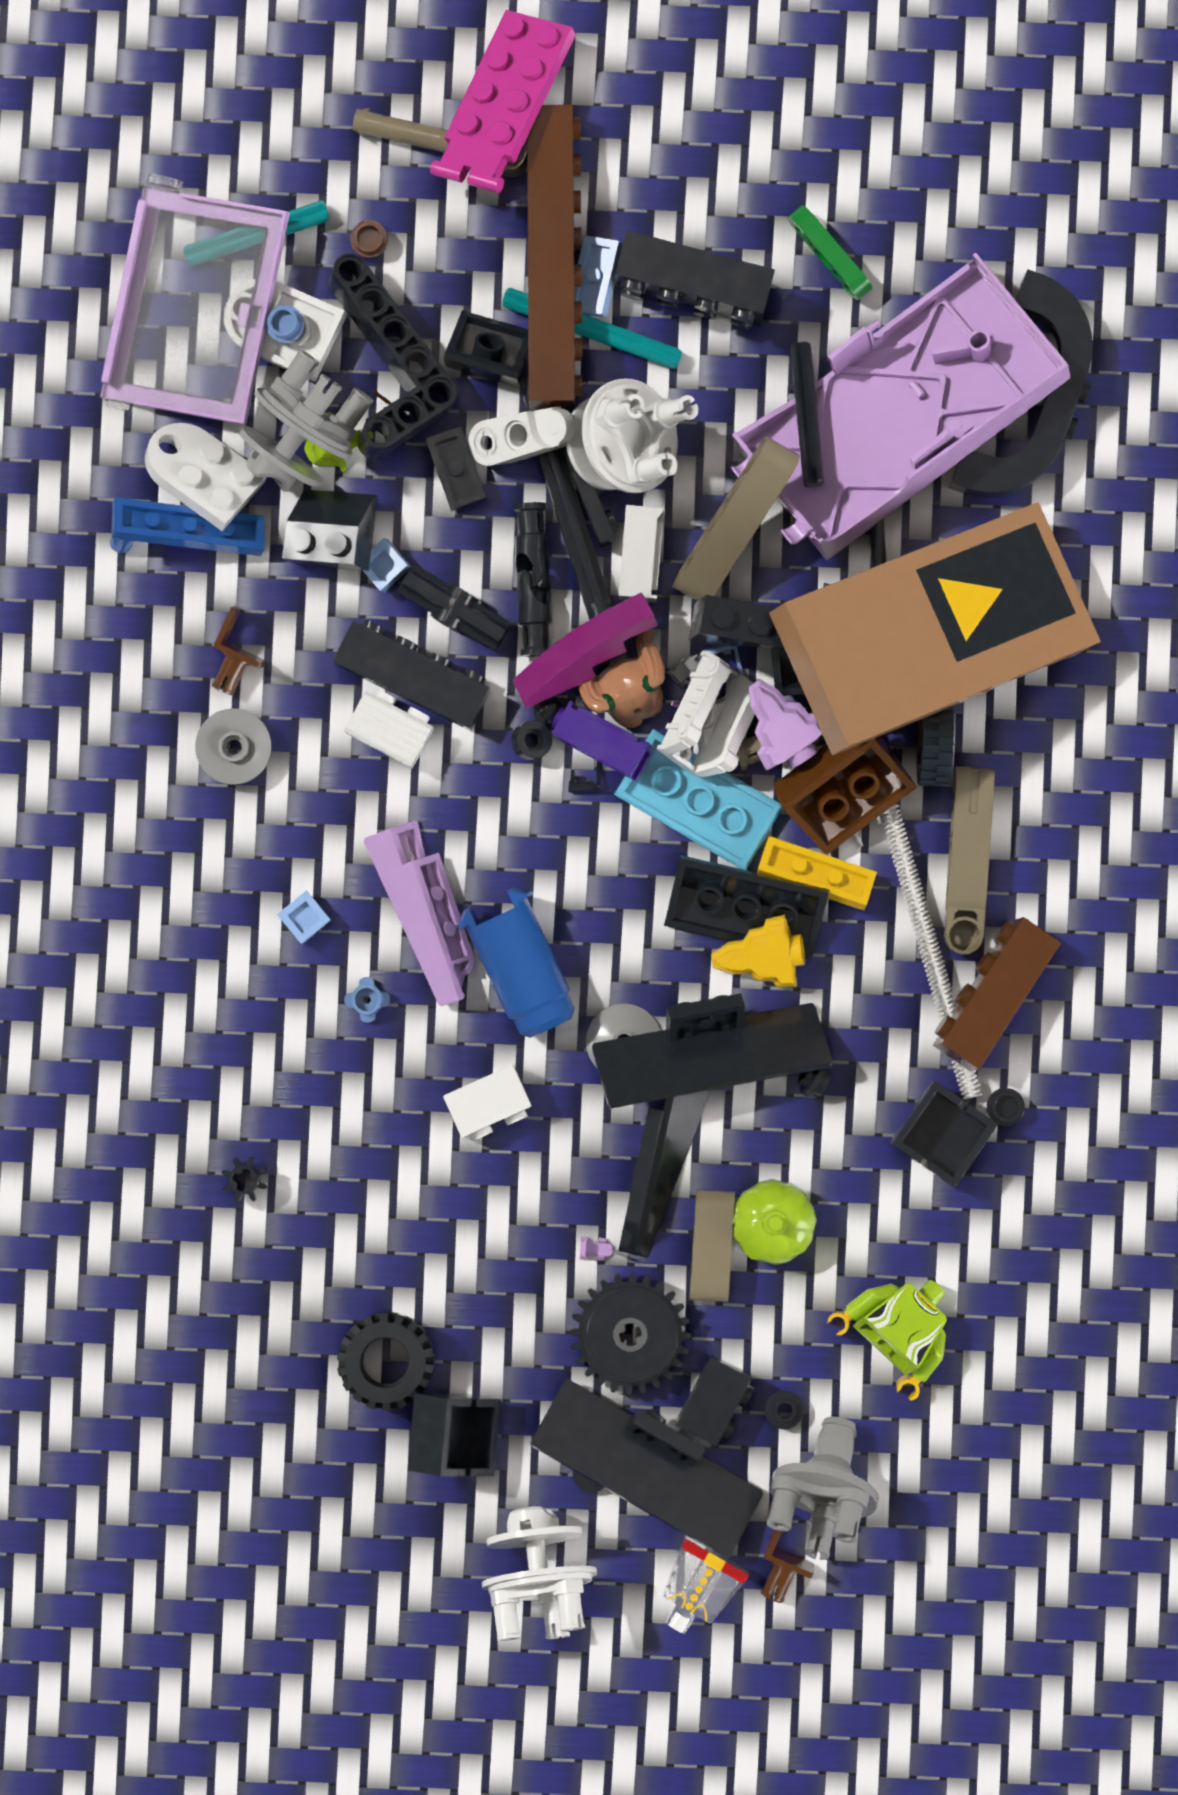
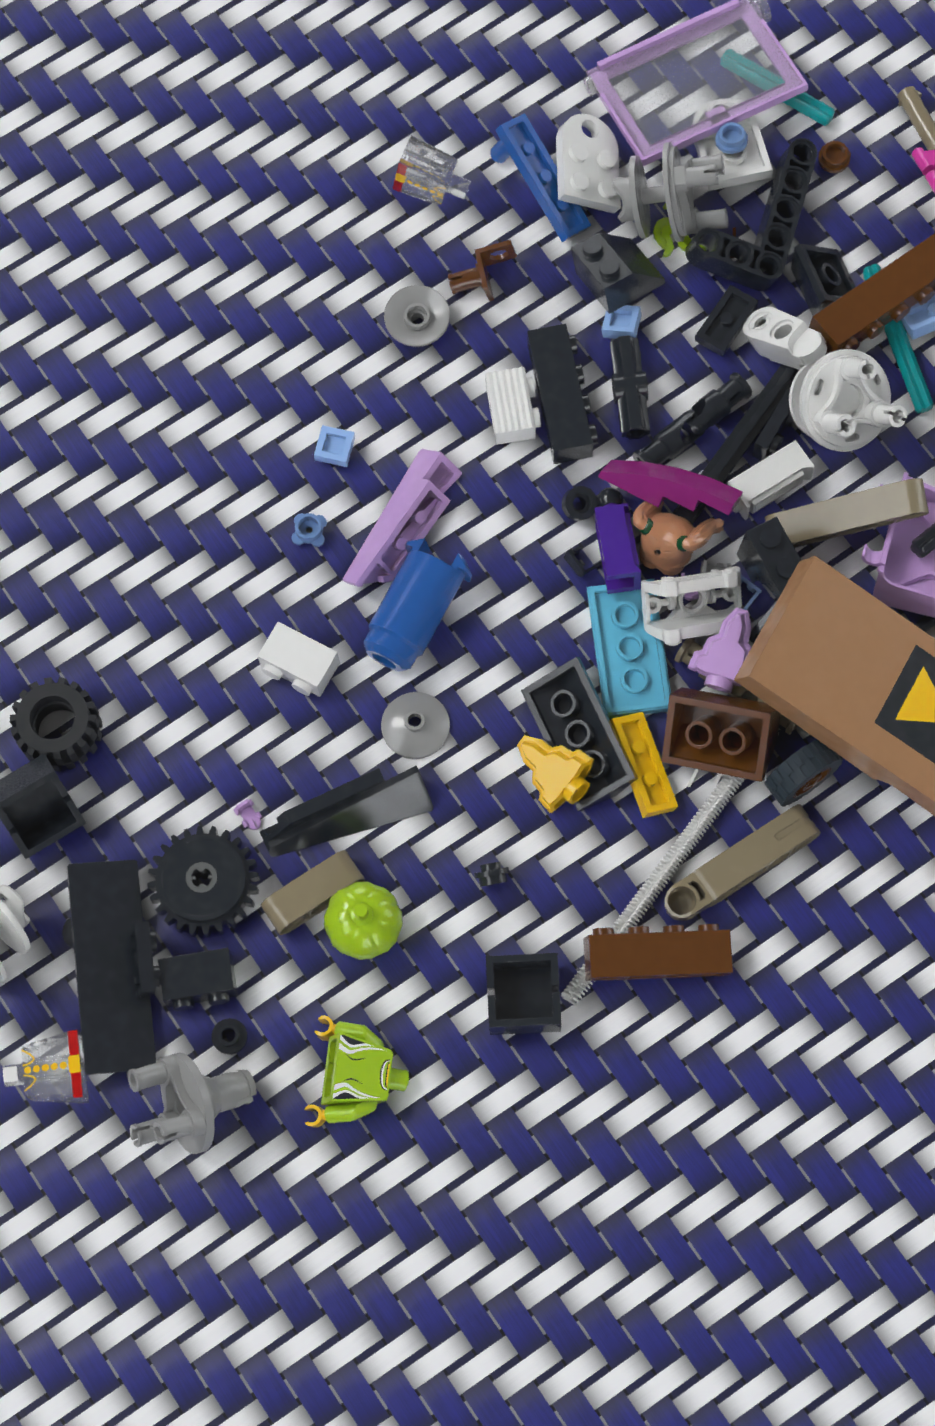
camera: 55 degrees right, 15 degrees down
(88, 638) = (428, 173): none -> clear torso
(235, 1184) = (114, 529): black gear -> none
(711, 1048) = (457, 777): black bracket -> none
(784, 1568) = (113, 1122): reddish brown bracket -> none
(1005, 1106) = (580, 1030): black plate -> none

